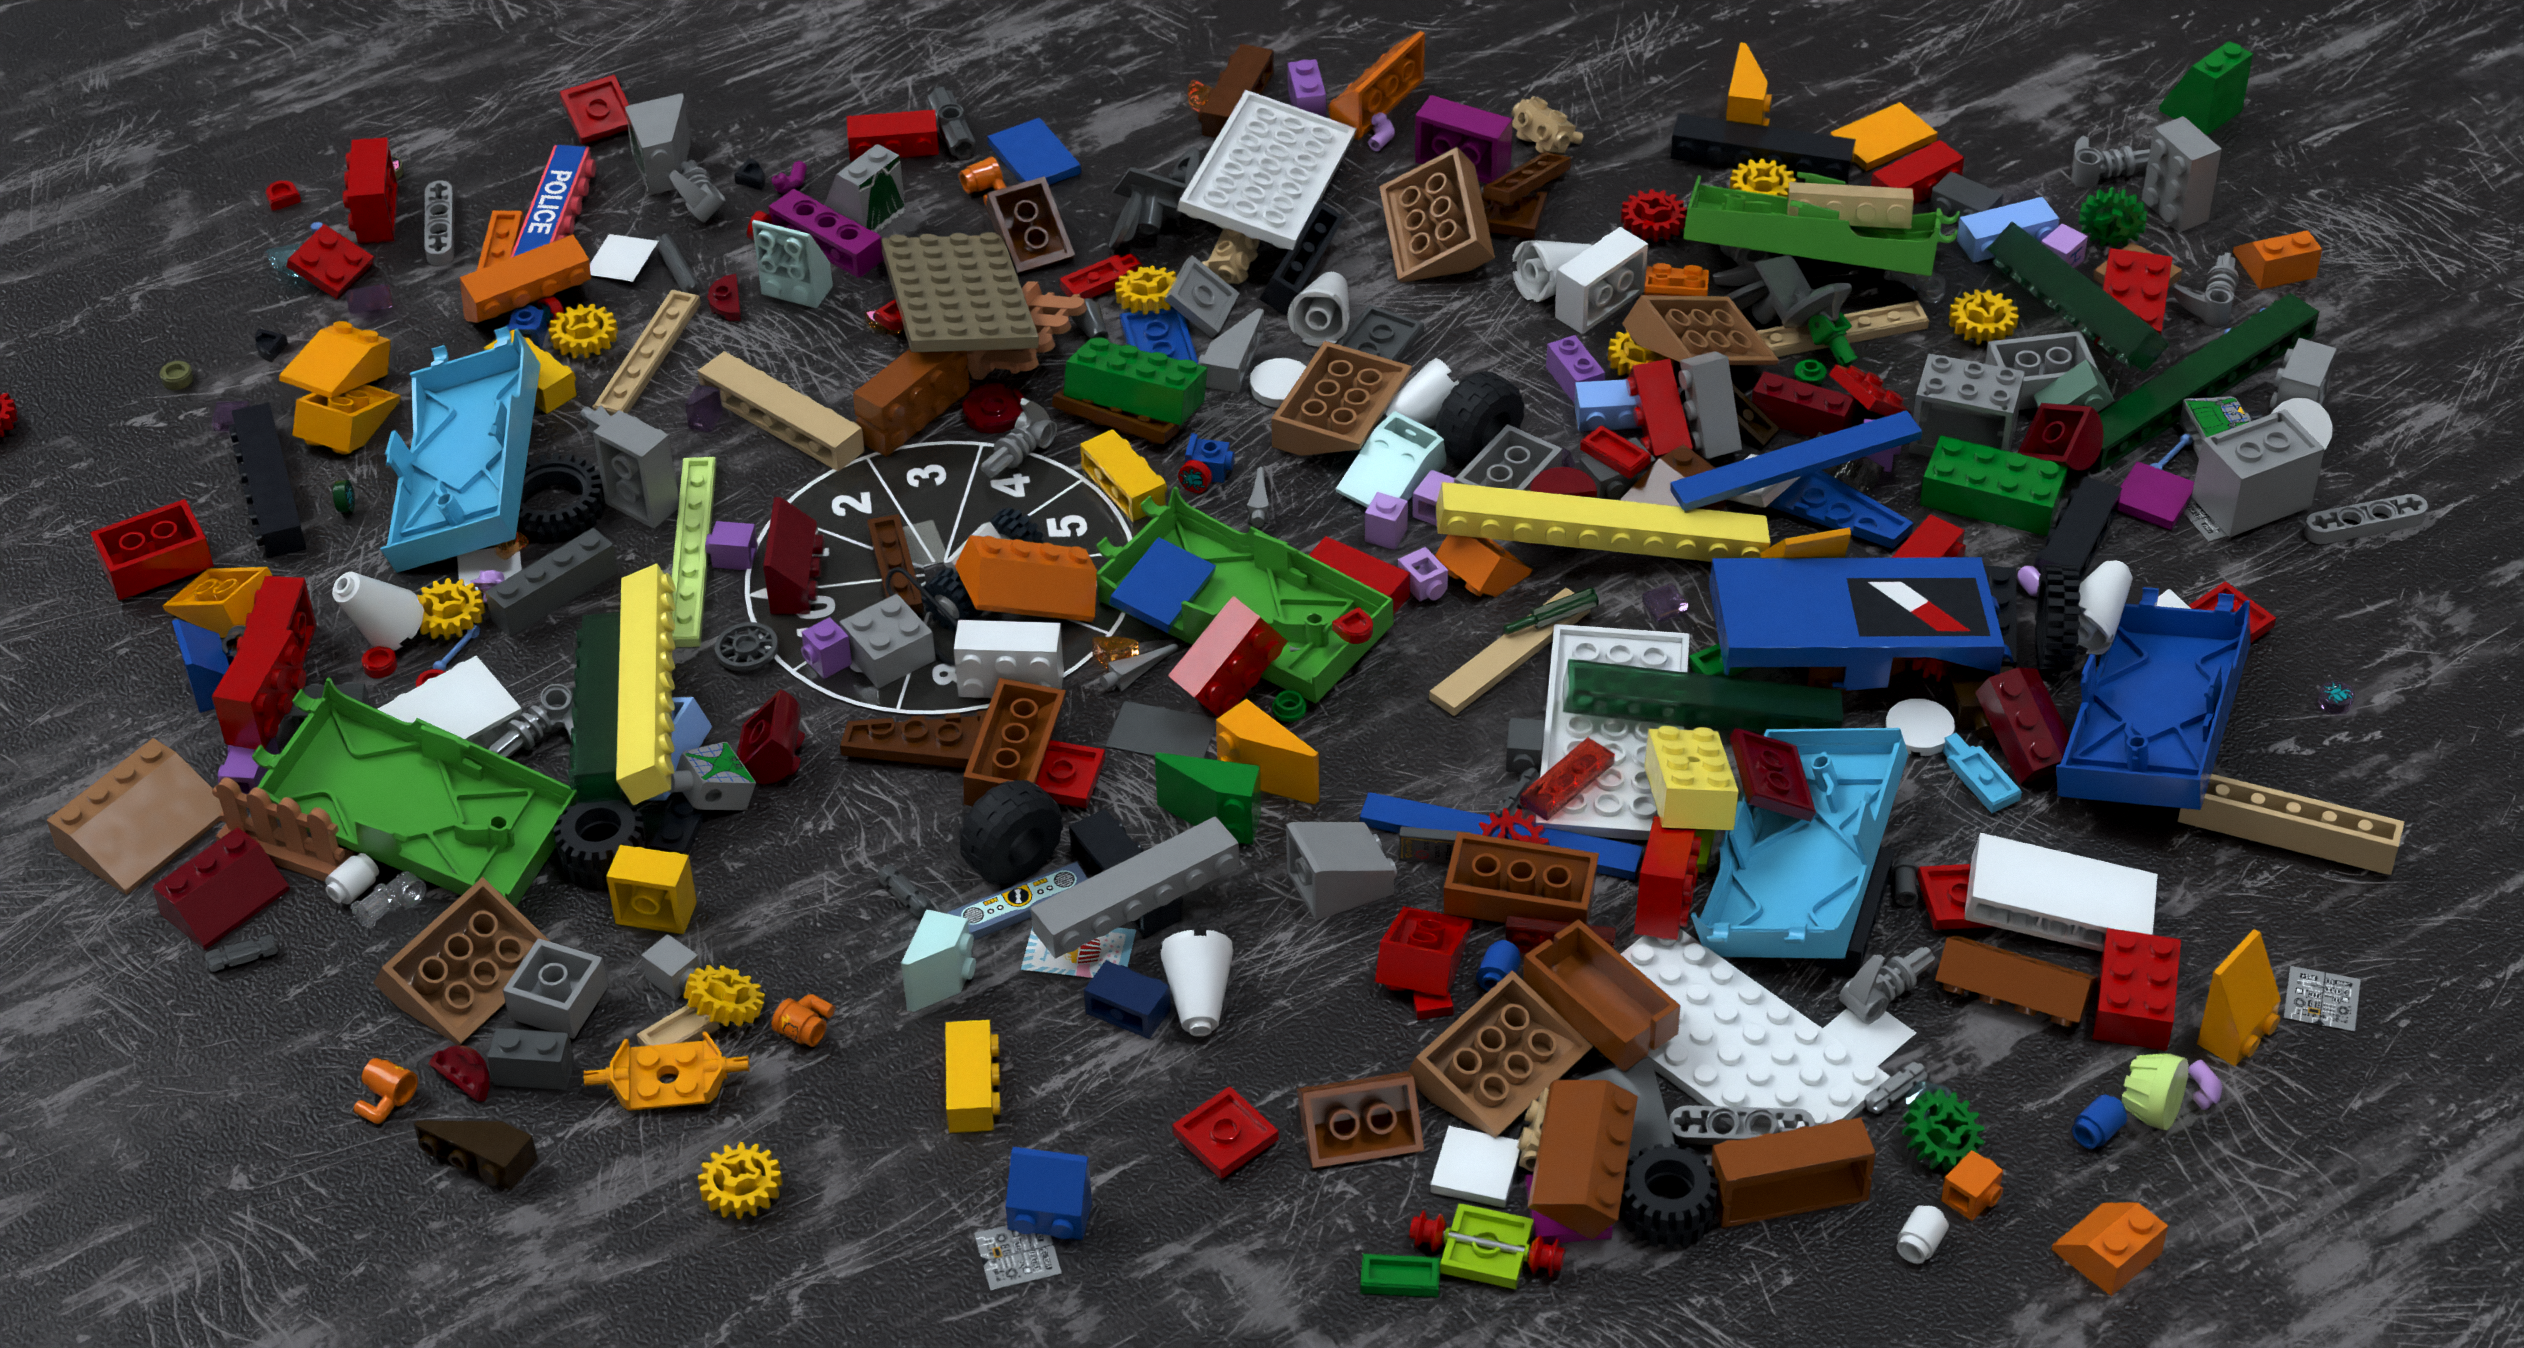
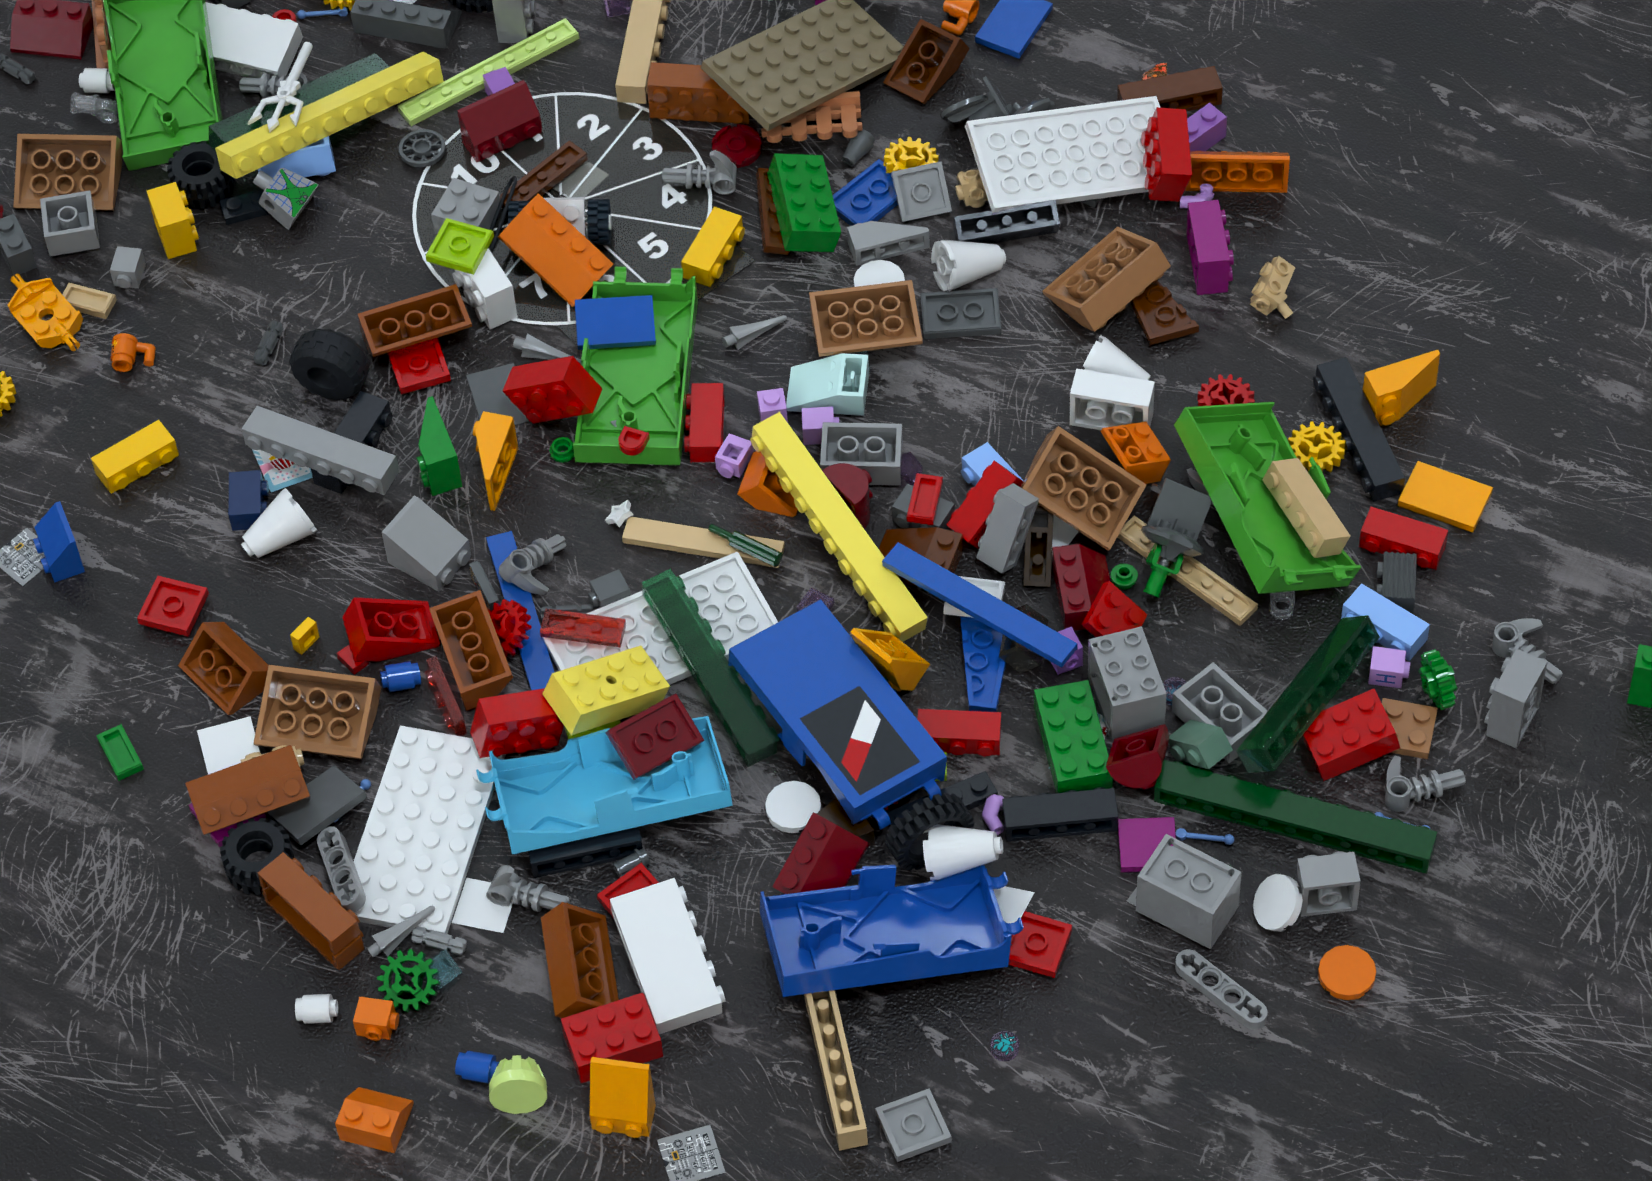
camera: 60 degrees right, 10 degrees up
(587, 694) = (285, 93): none -> white piece
(724, 995) = (117, 303): yellow gear -> none
(771, 739) = (339, 207): dark red brick -> none
(826, 648) = (435, 183): medium lavender brick -> none
(915, 740) = (393, 272): reddish brown wing -> none
(937, 960) = (203, 387): light aqua slope -> none
(966, 639) = (459, 246): none -> lime tile
(1015, 902) = (295, 403): tile -> none
(1099, 276) = (903, 126): red hinge -> none
(1113, 648) = (547, 330): clear orange slope -> none
(1195, 476) = (743, 285): tile -> none
(1213, 454) = (765, 282): blue brick -> none
(1336, 106) = (1167, 154): none -> red brick
(1372, 1027) = (304, 635): none -> yellow tile
(1419, 697) = (619, 513): none -> white piece
(1423, 394) = (907, 369): white cone -> none
(1434, 791) = (521, 562): none -> light grey piece
(1477, 413) = (898, 400): black tyre -> none
(1486, 1245) = (163, 782): lime plate -> none
(1526, 178) = (1198, 305): reddish brown plate -> none
(1572, 363) = (1015, 435): medium lavender brick -> none
(1601, 995) = (387, 736): dark orange piece -> none
(1866, 1107) = (393, 936): none -> light grey piece
(1980, 774) = (765, 861): medium azure hinge -> none
(1983, 316) = (1266, 651): yellow gear -> none
(2209, 1083) = (555, 1119): lavender arm -> none
(2212, 416) = (1251, 851): torso -> none
(2280, 259) = (1493, 810): orange slope -> none
(2400, 429) = (1347, 972): none -> orange tile
(2400, 797) = (913, 1125): none -> light grey plate

